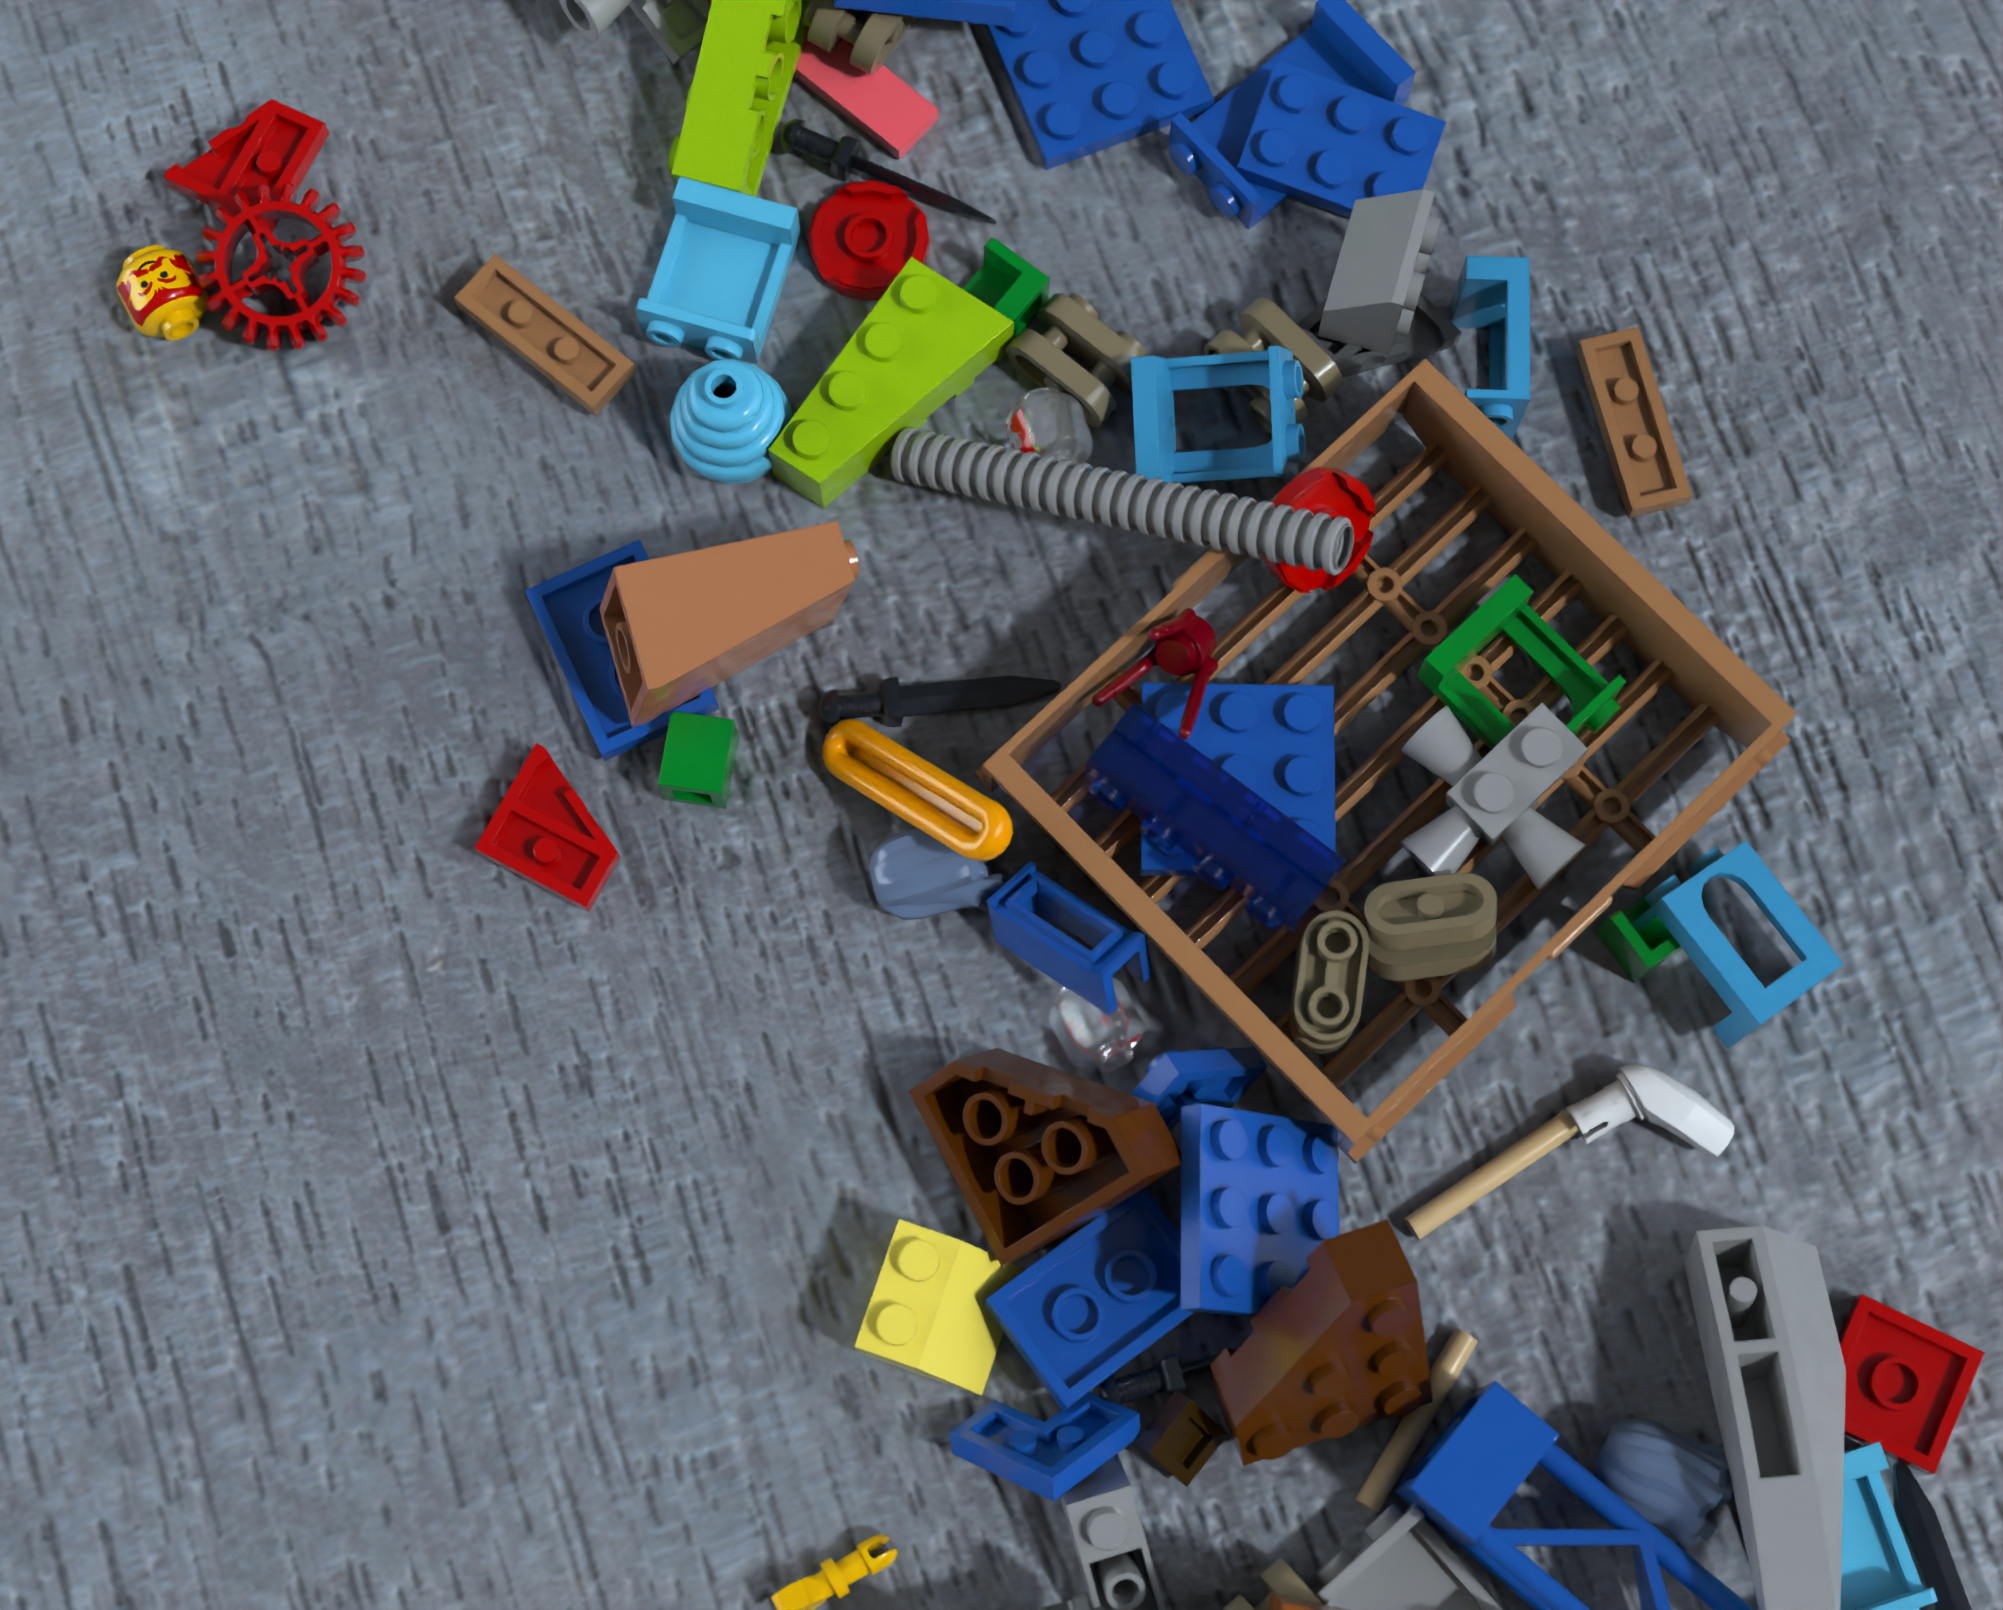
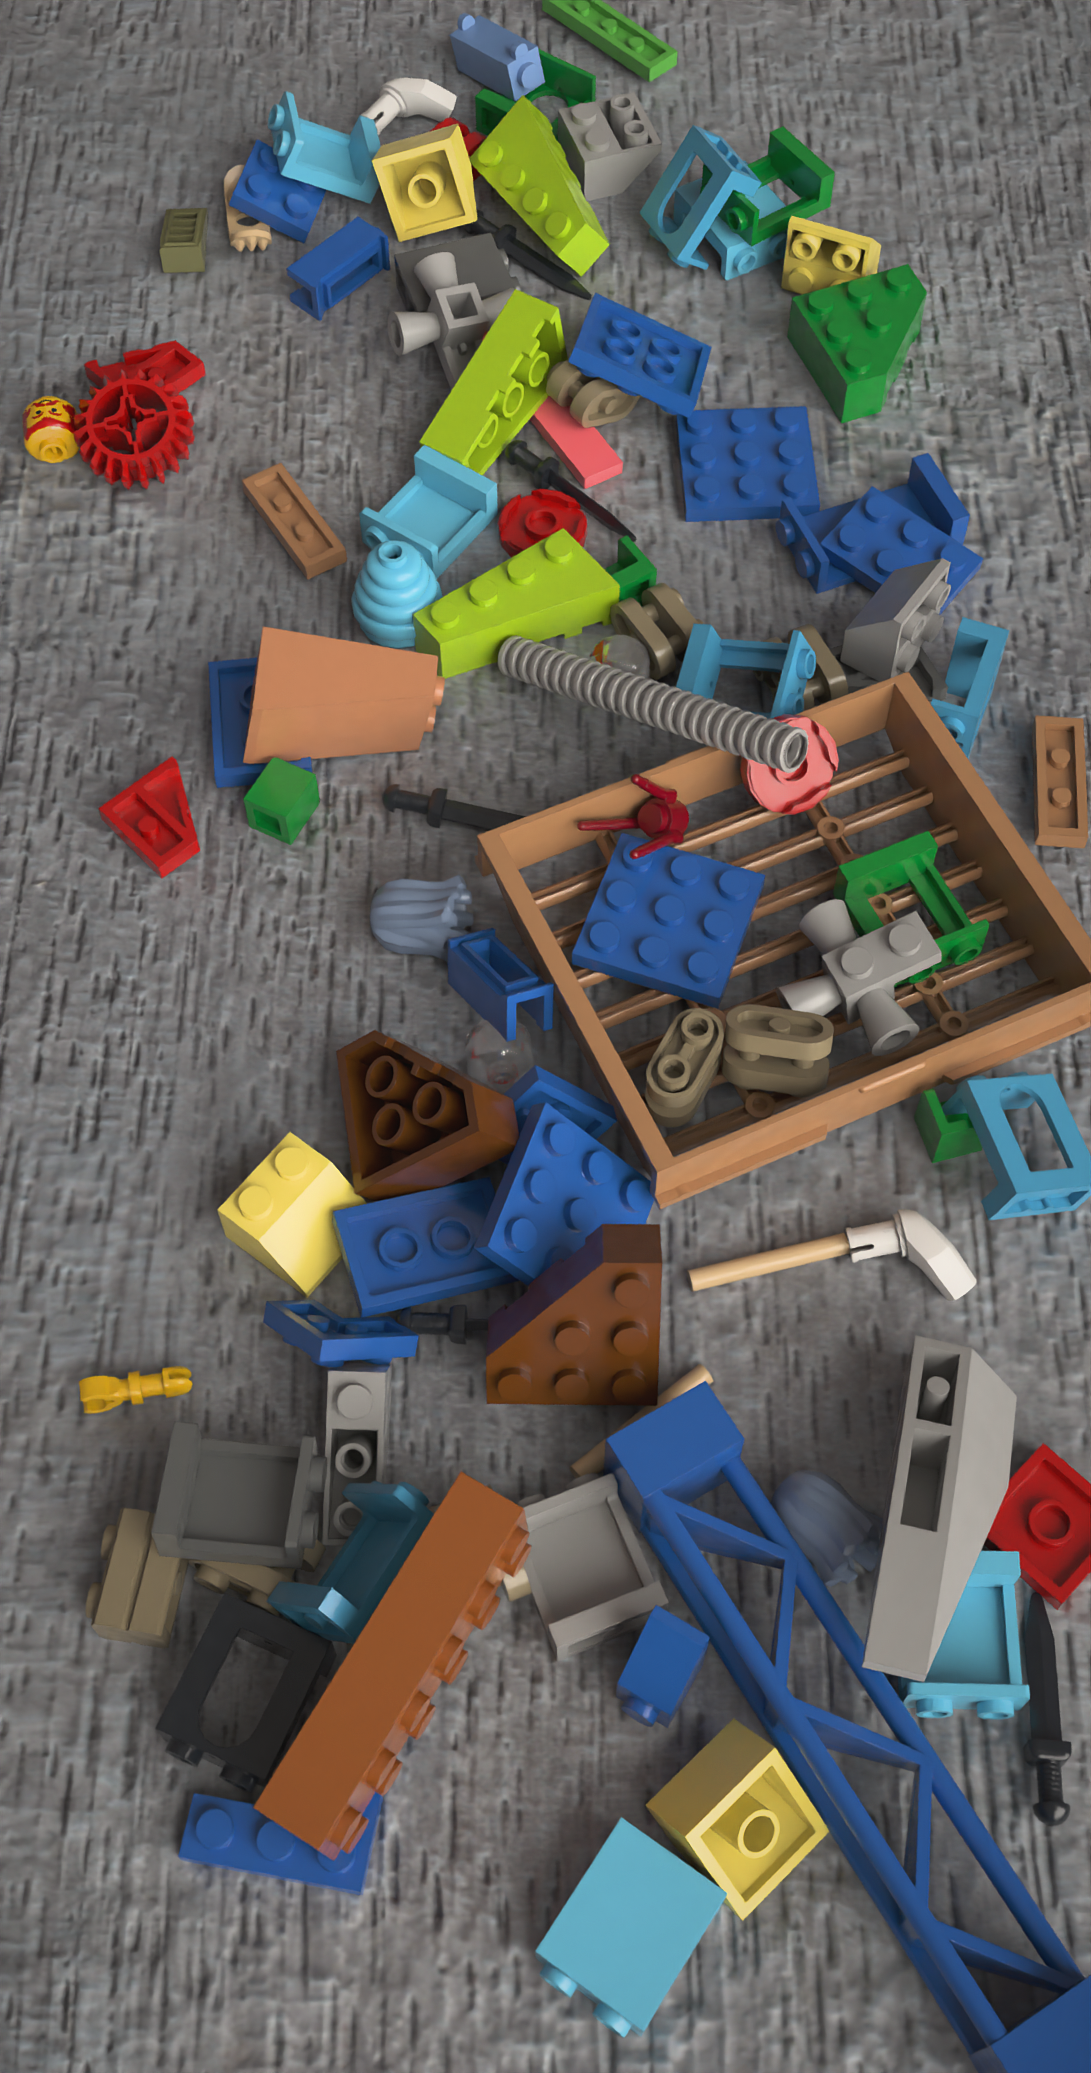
camera: 20 degrees right, 15 degrees down
(917, 791) = (428, 852): light orange piece -> none
(1181, 1438) = (446, 1370): dark brown plate -> none
(1213, 819) = (635, 923): clear blue brick -> none

